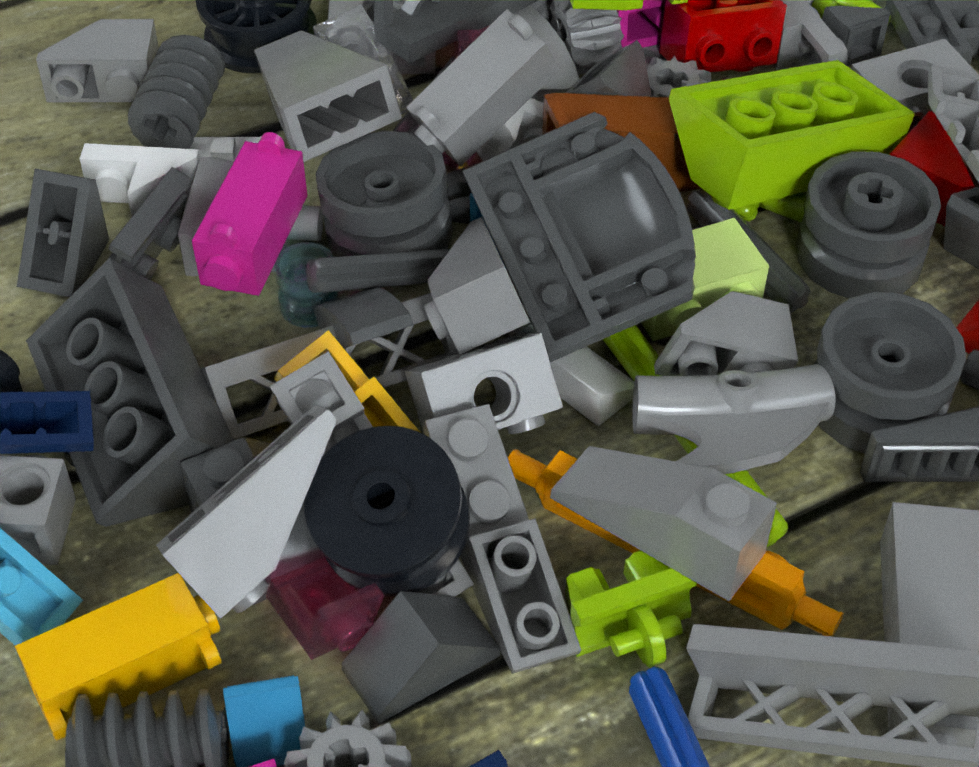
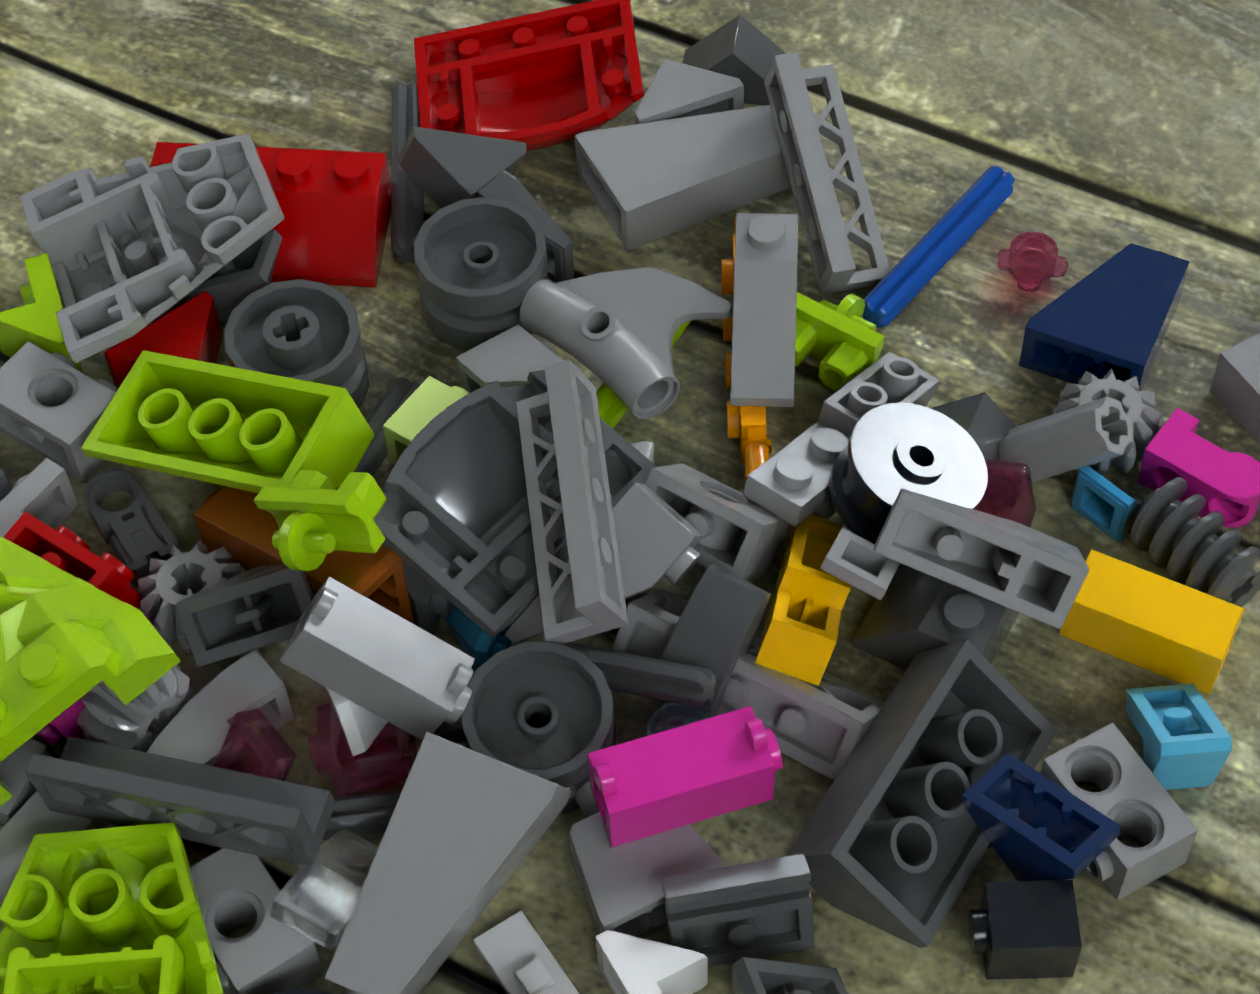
camera: 120 degrees left, 5 degrees up
(325, 672) = (1069, 439): none -> light grey axle
(521, 225) = (584, 508): none -> light grey fence
(626, 85) = (321, 519): none -> lime hips

